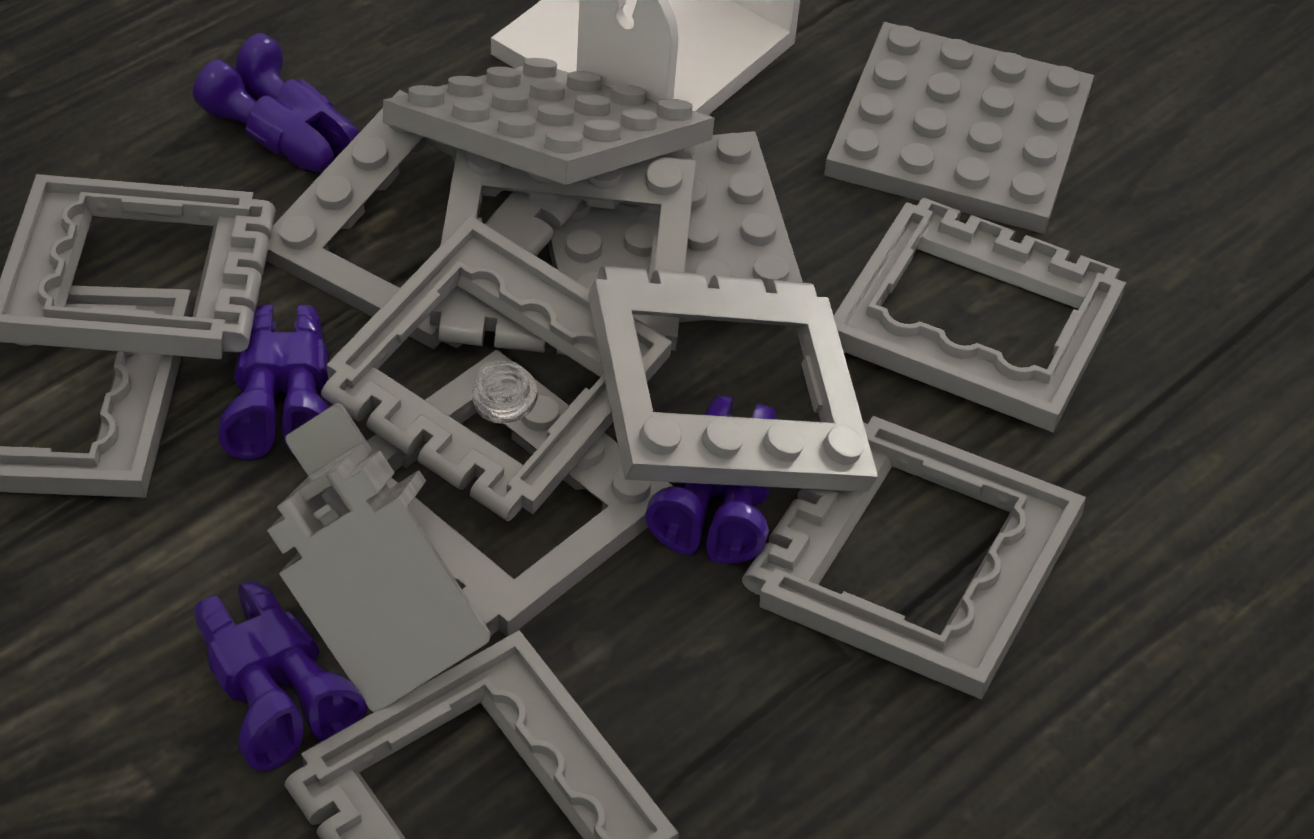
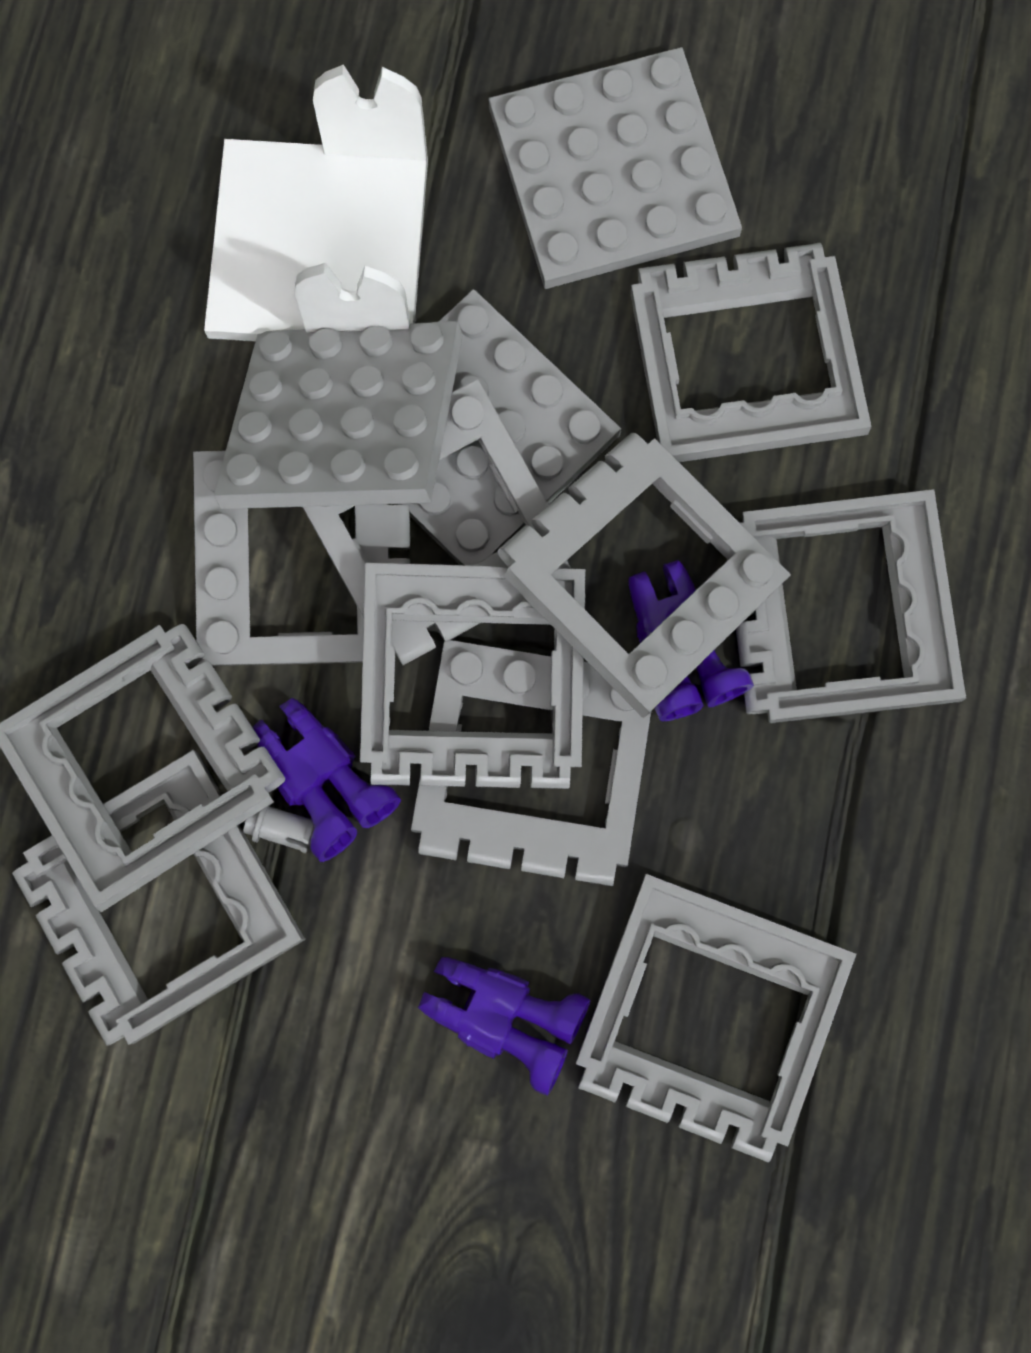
camera: 30 degrees left, 30 degrees up
(201, 386) = (280, 828): none -> light grey pin
(278, 114) = (123, 527): dark purple piece -> none
(372, 572) = (507, 908): light grey piece -> none
(504, 392) = (502, 698): clear plate -> none

